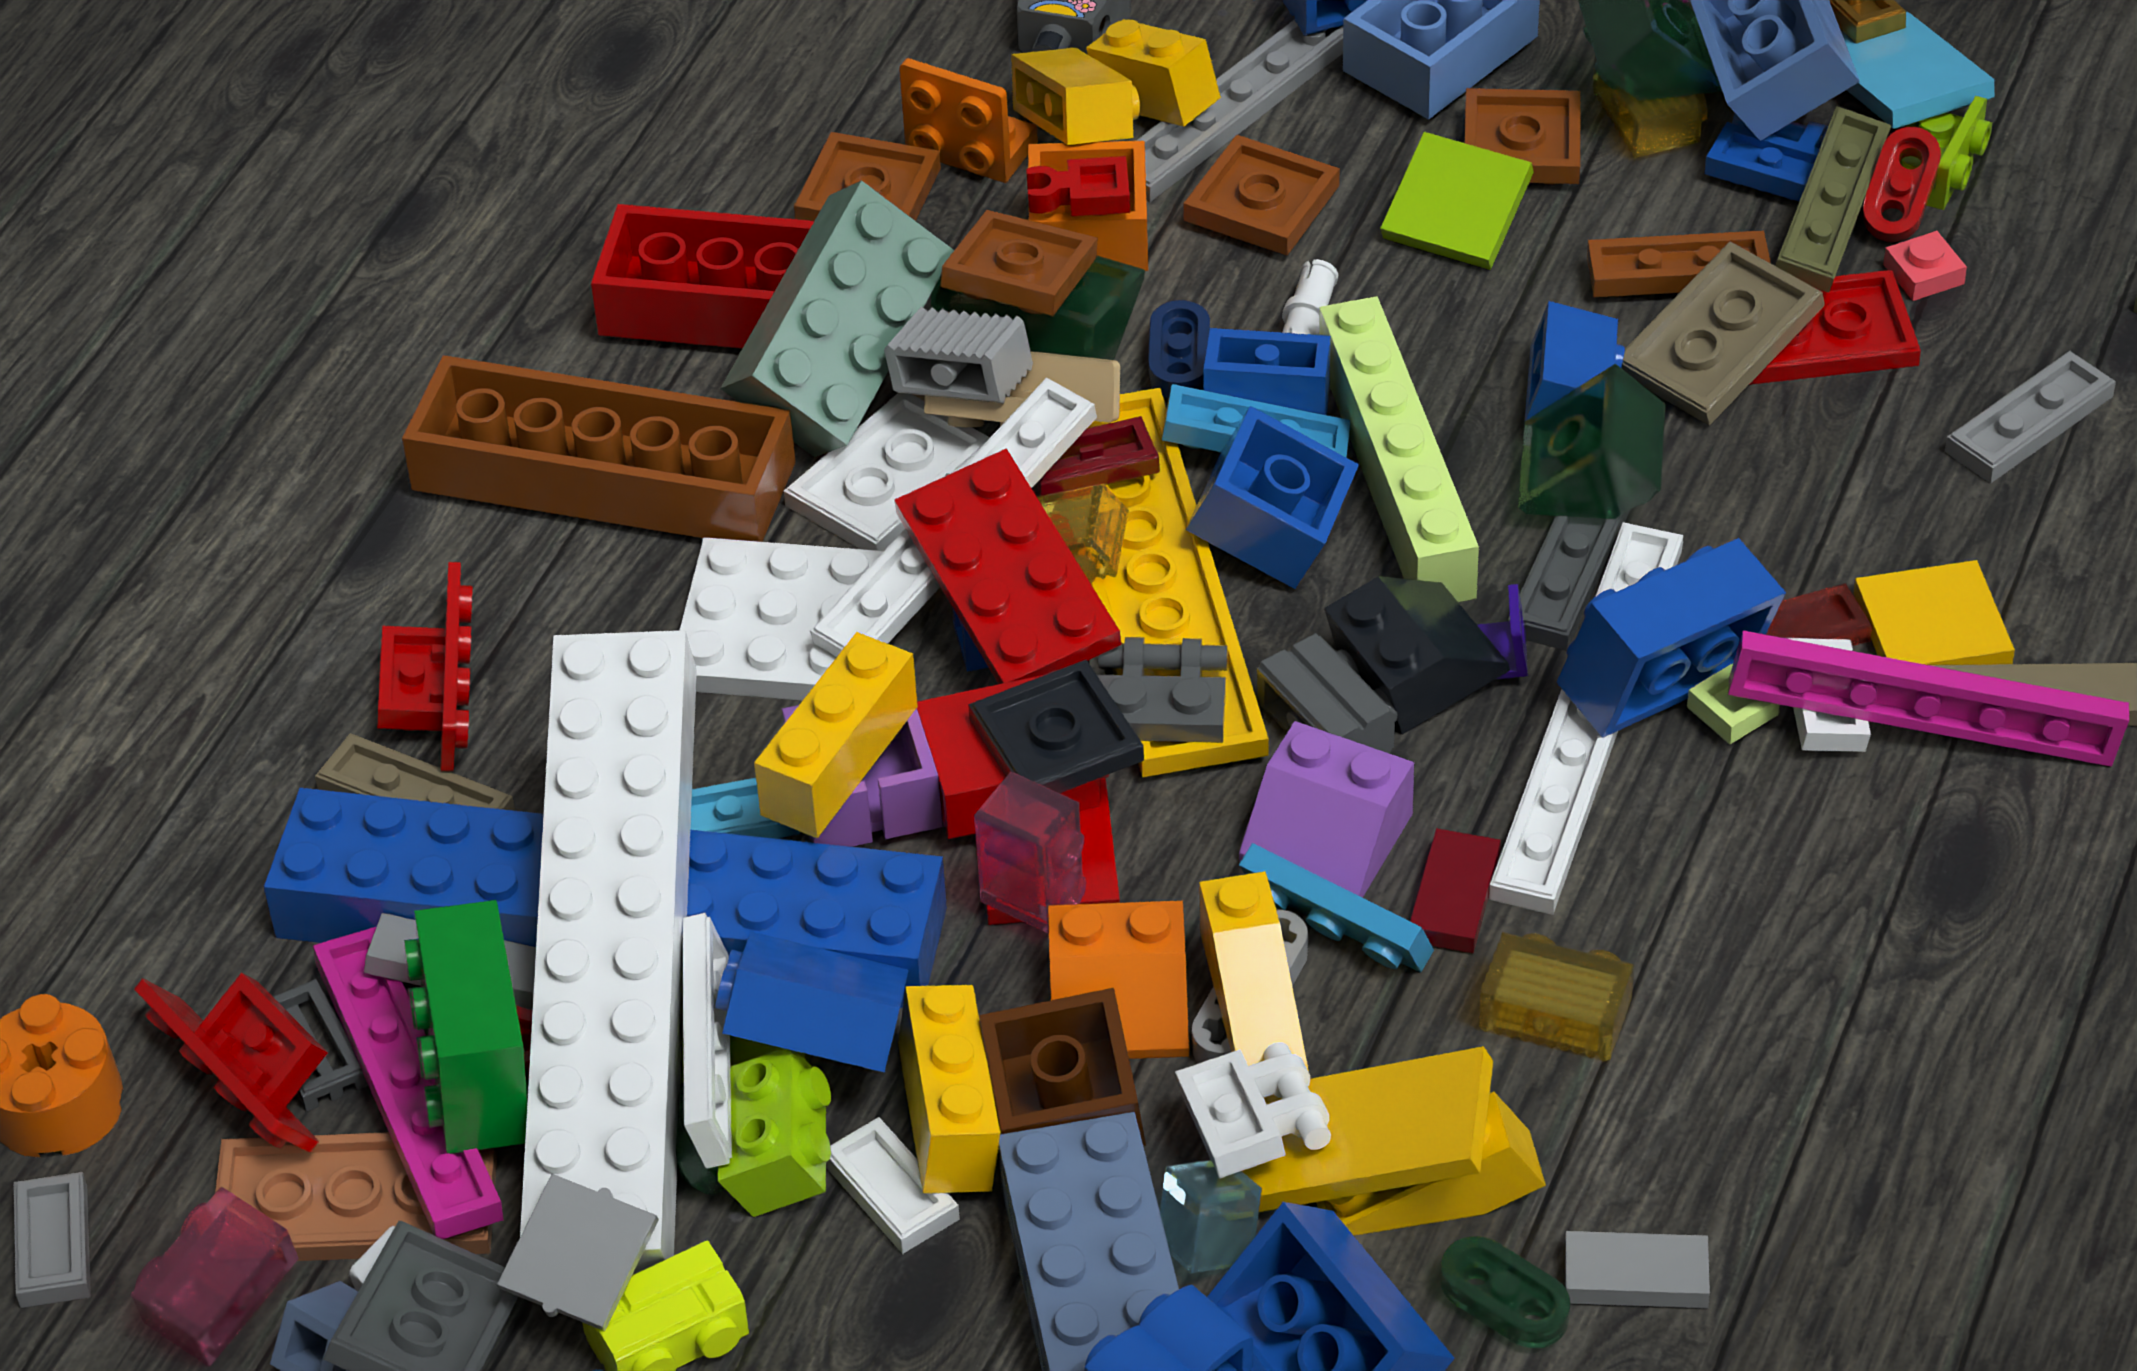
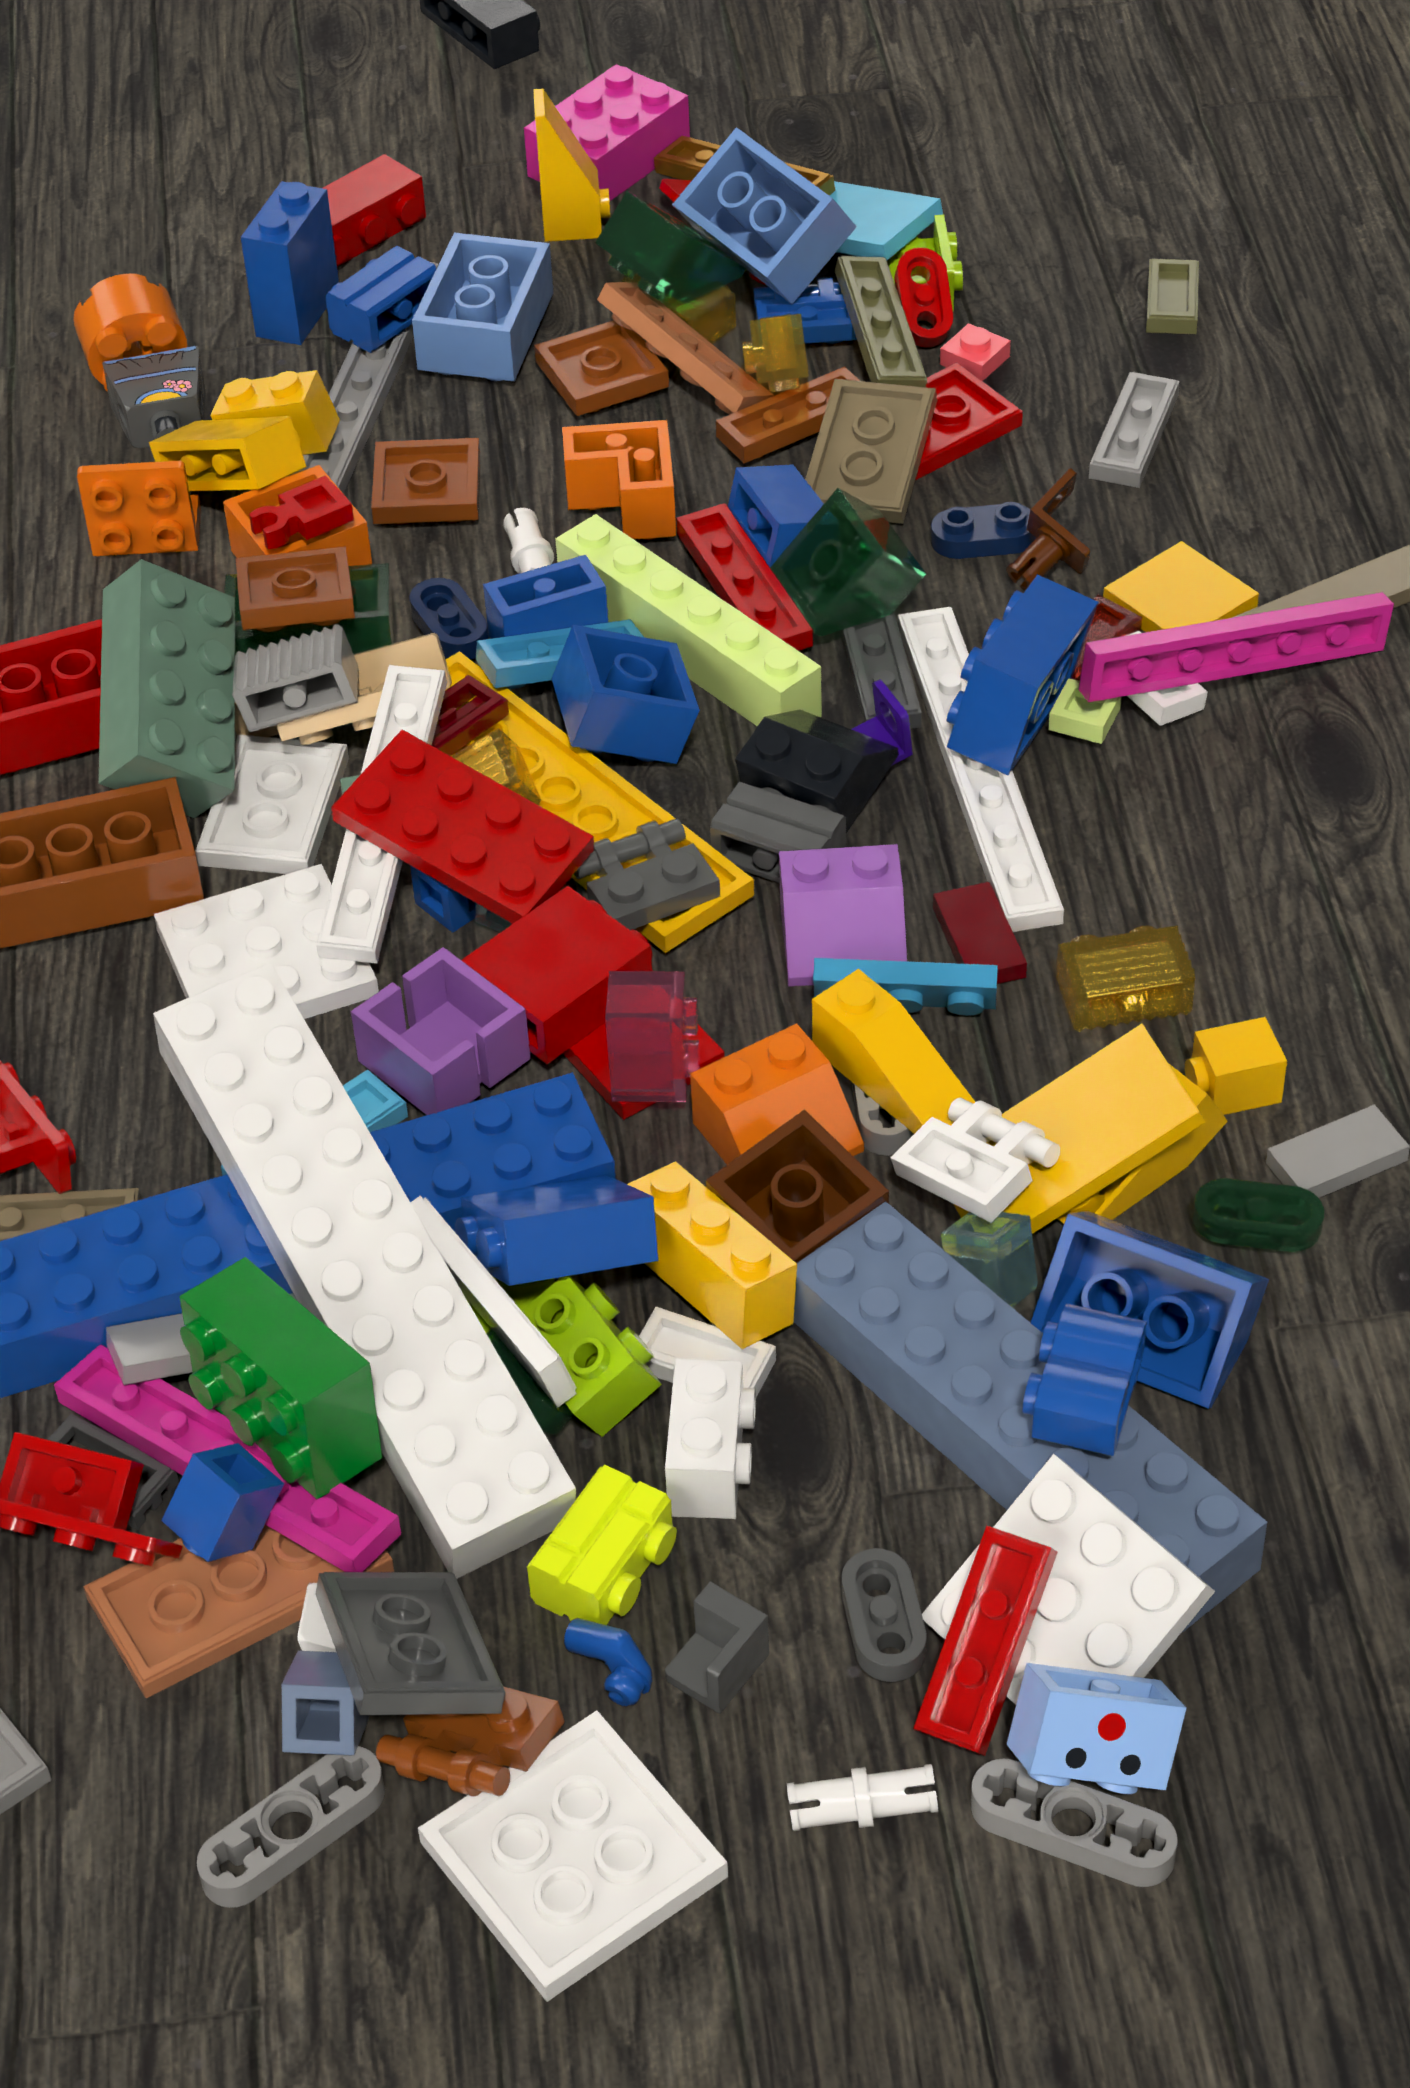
camera: 30 degrees left, 0 degrees up
(213, 1275) = (173, 1701): clear pink brick -> none
(360, 1117) = (222, 1502): none -> blue brick
(578, 1252) = (510, 1522): light grey piece -> none
(824, 1260) = (705, 1438): none -> white brick
(836, 734) = (429, 1007): yellow brick -> none
(892, 169) = (72, 583): dark orange plate -> none
(1057, 729) = (600, 929): black tile -> none
(1452, 261) = (624, 469): none -> orange brick
(1457, 200) = (580, 405): lime tile -> none
(1493, 424) = (741, 573): none -> red plate
(1594, 1135) = (1238, 1065): none -> yellow brick
(1610, 148) = (677, 341): none -> nougat plate
(1694, 188) = (777, 351): none -> clear yellow brick
(1784, 466) = (981, 531): none -> dark blue plate
(1827, 509) = (1051, 540): none -> reddish brown bracket

